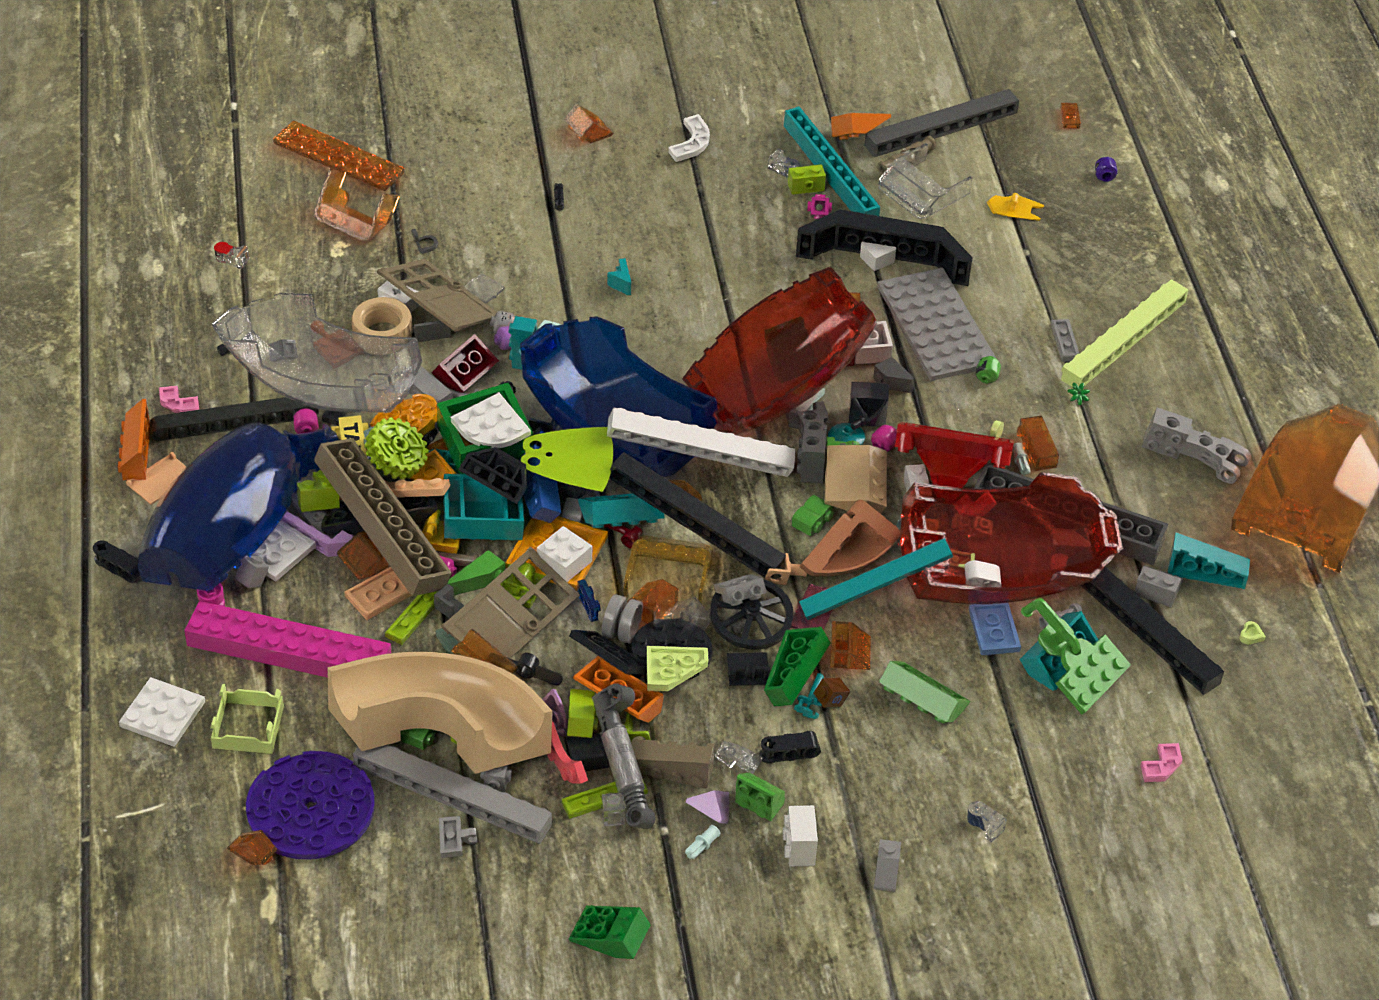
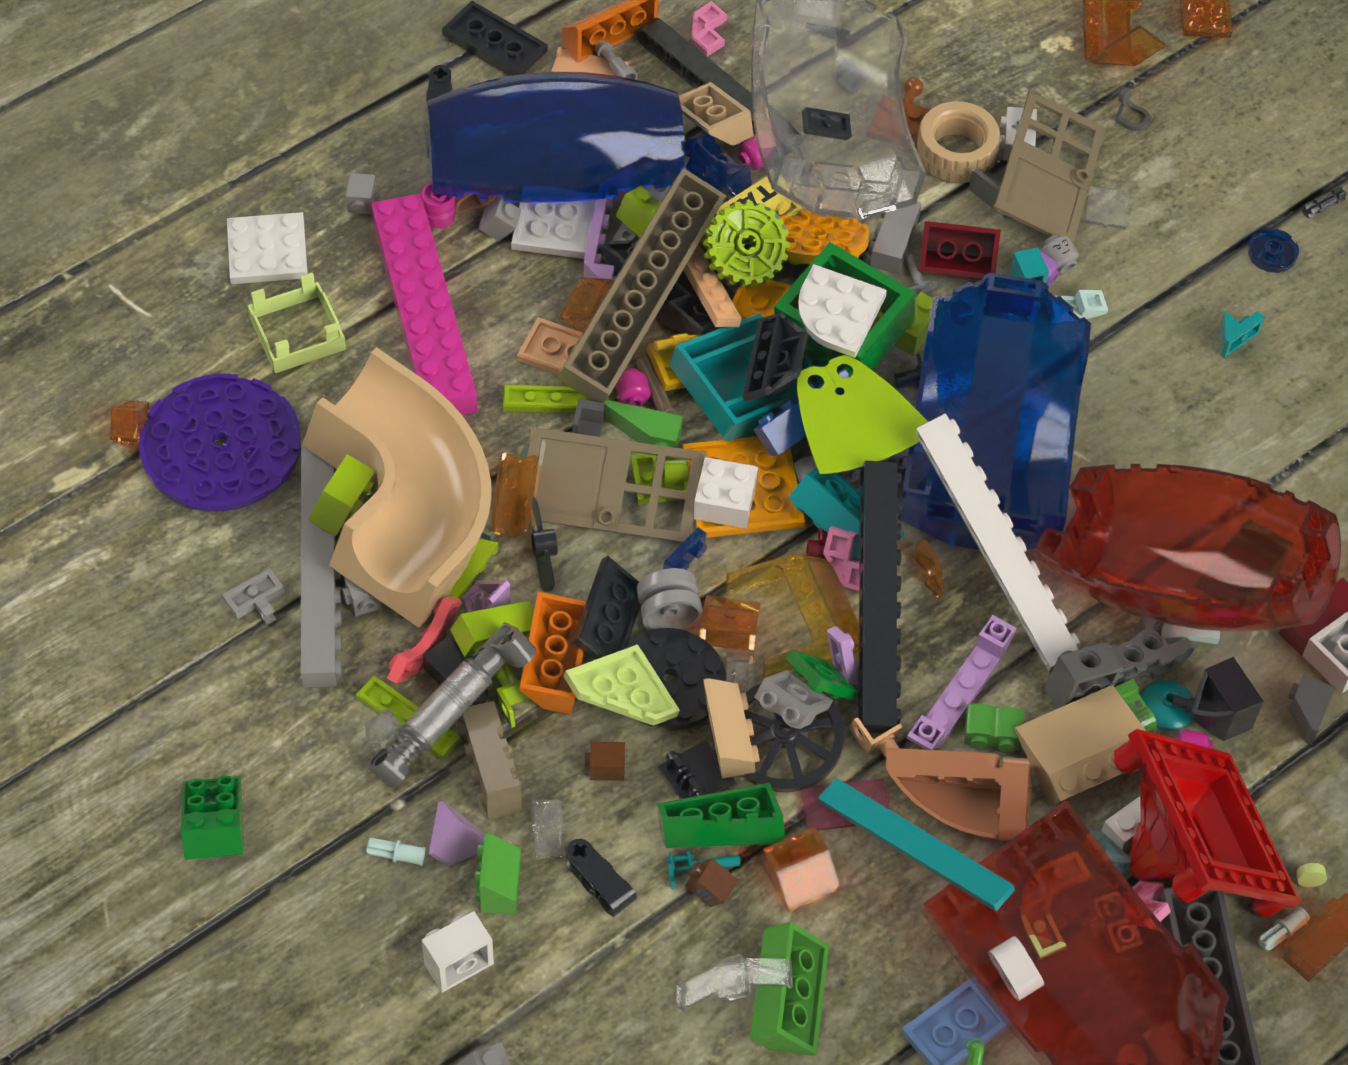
camera: 60 degrees right, 10 degrees up
(96, 500) = (494, 27): none -> black plate
(163, 637) = (361, 193): none -> light grey brick
(171, 457) = (617, 65): none -> light grey piece
(277, 415) = (717, 113): none -> tan slope
(320, 374) = (826, 123): none -> black plate
(430, 741) = (341, 495): none -> lime brick
(574, 235) = (1273, 250): none -> clear blue tile
(646, 525) = (839, 553): none -> bright pink tile
(710, 706) = (606, 761): none -> reddish brown brick
(721, 555) = (842, 654): none -> lavender plate
(721, 574) = (821, 675): none -> green plate
(736, 632) = (730, 728): none -> tan slope
(774, 518) = (935, 728): none -> lavender slope
(906, 708) = (733, 979): none -> clear plate

